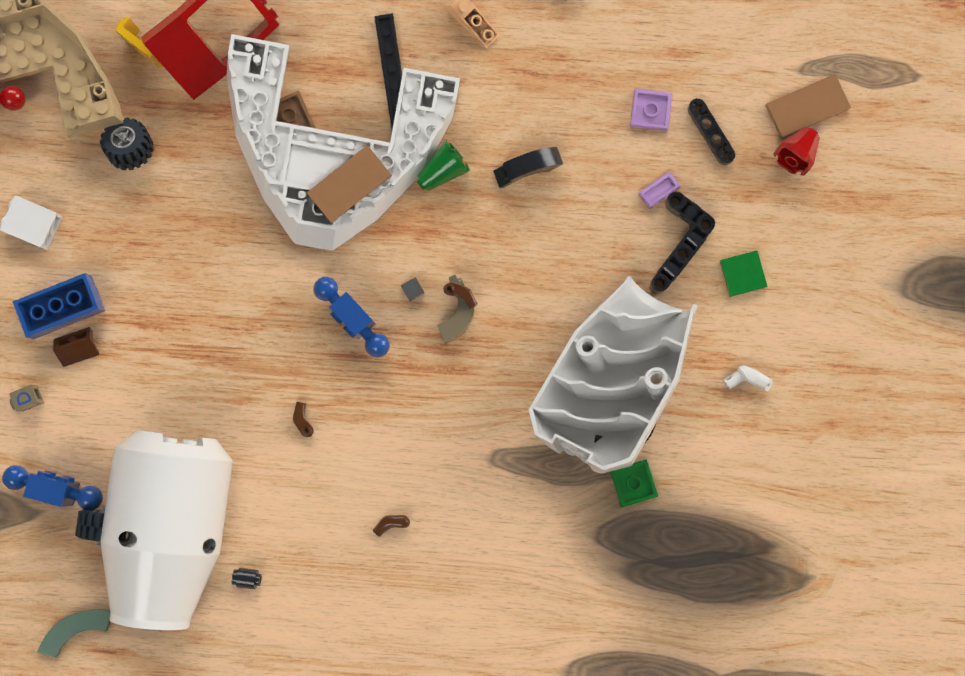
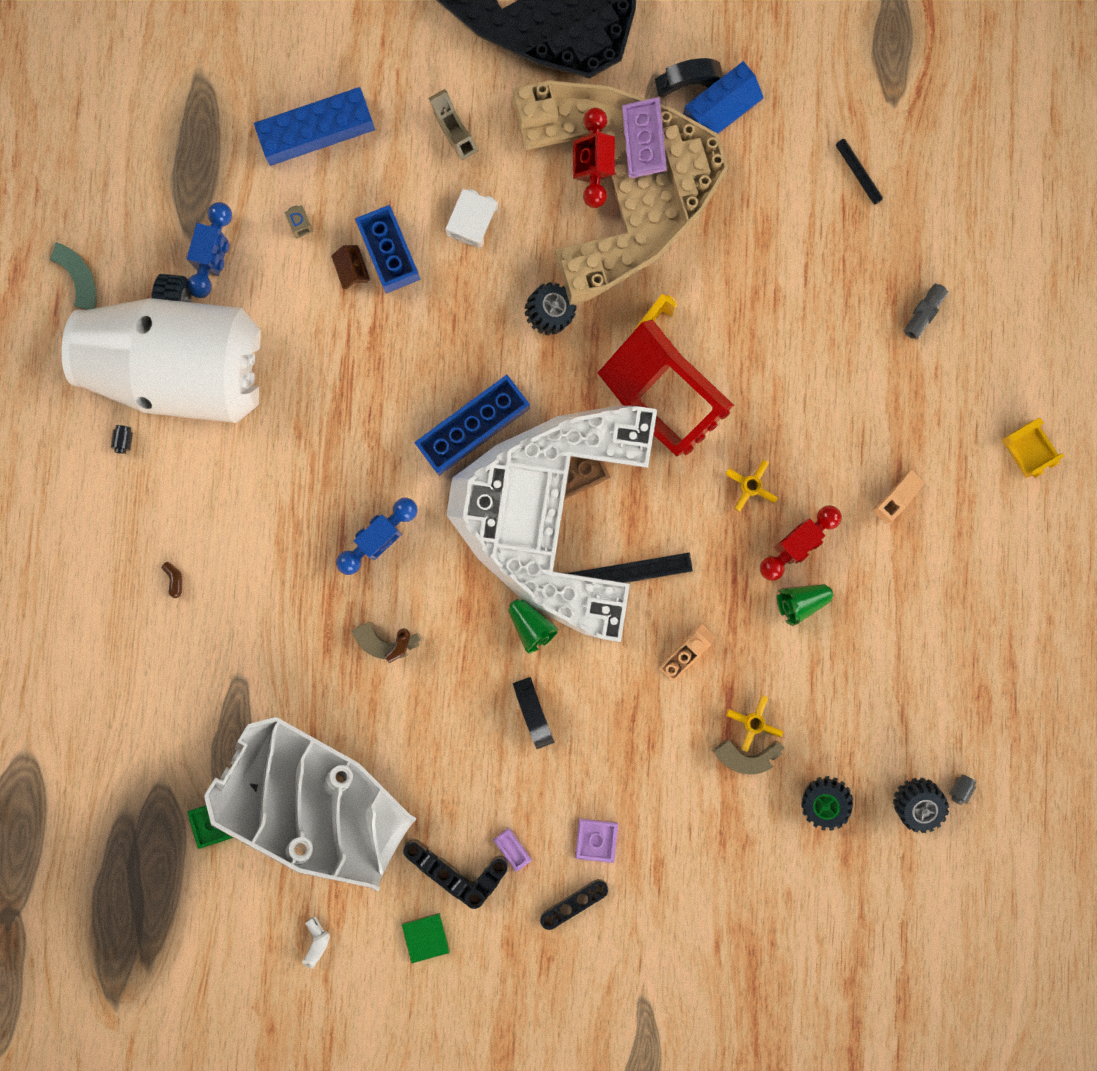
camera: 85 degrees right, 0 degrees up
(242, 222) = (472, 425): none -> blue brick
(300, 420) = (276, 487): reddish brown arm -> none
(349, 184) = (507, 531): medium nougat tile -> none
(412, 289) = (408, 596): dark grey piece -> none
(798, 151) = (553, 998): red cone -> none
(808, 106) = (603, 1008): medium nougat tile -> none

